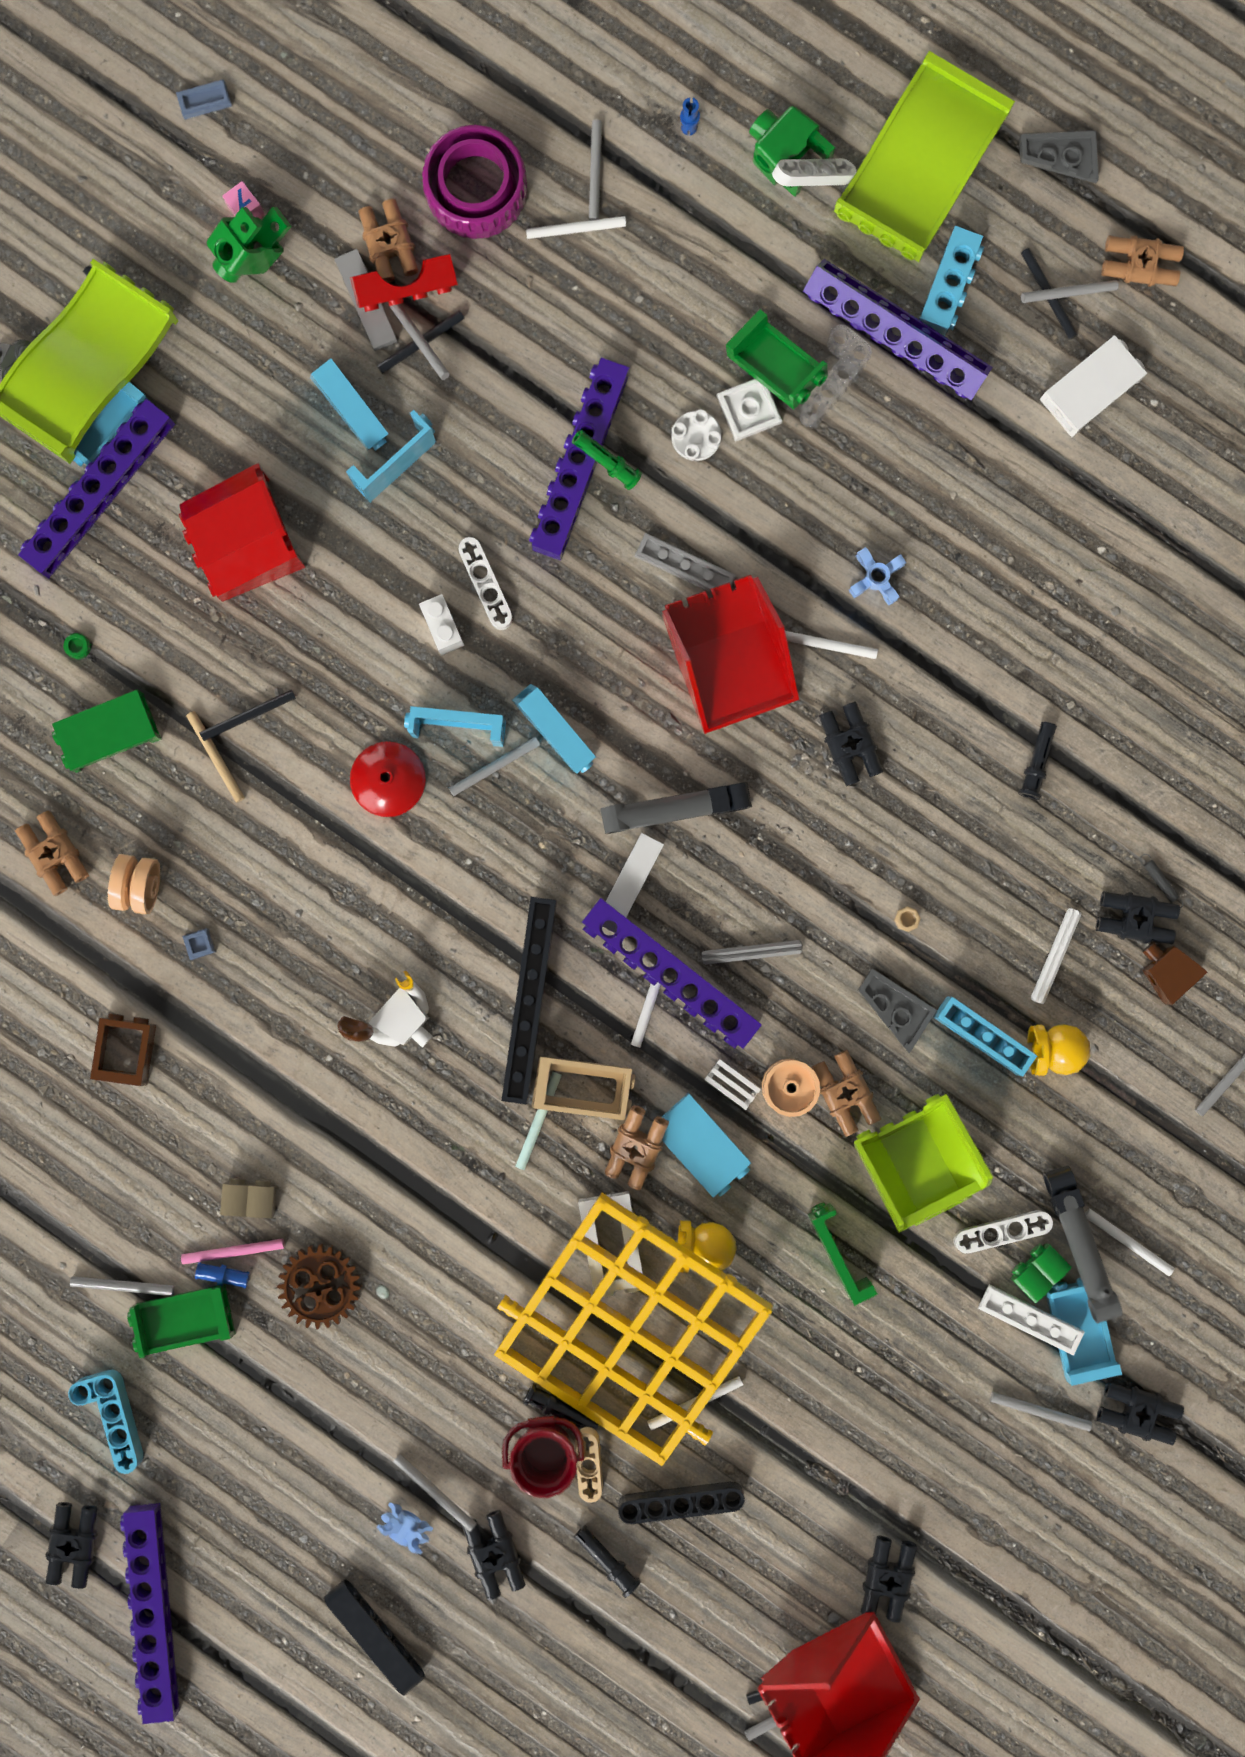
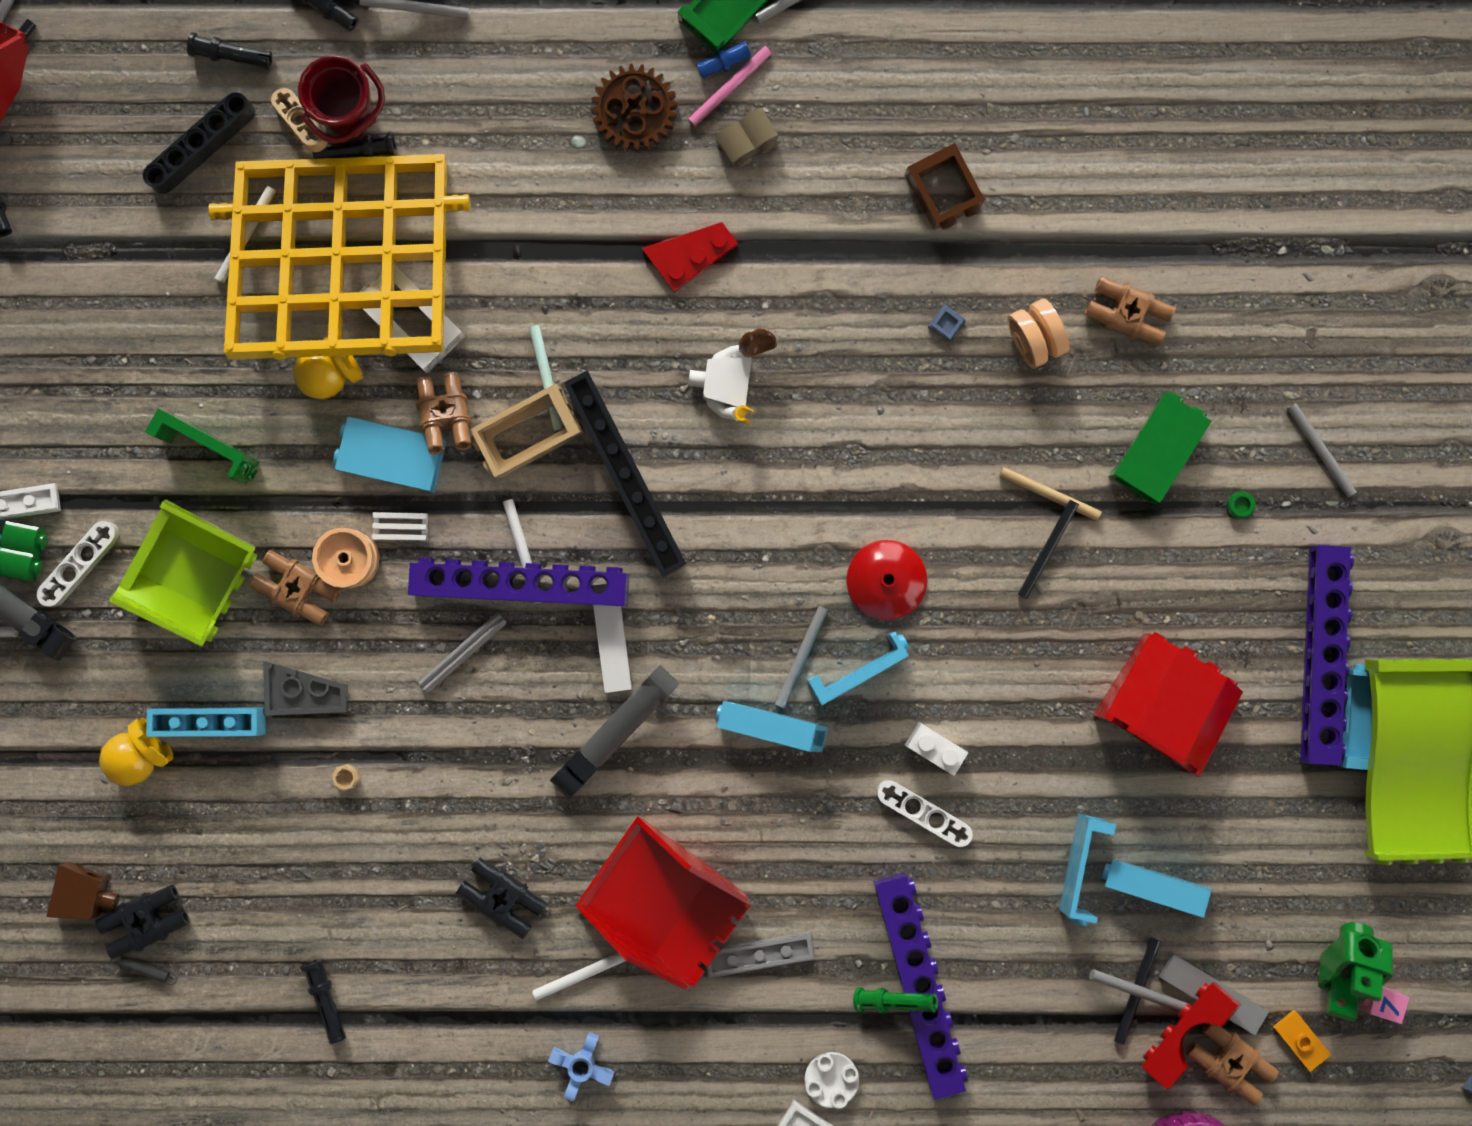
camera: 145 degrees right, 0 degrees up
(325, 221) = (1301, 1040): none -> light orange plate
(359, 1139) = (690, 254): none -> red wing
(1056, 956) = (193, 837): white axle -> none

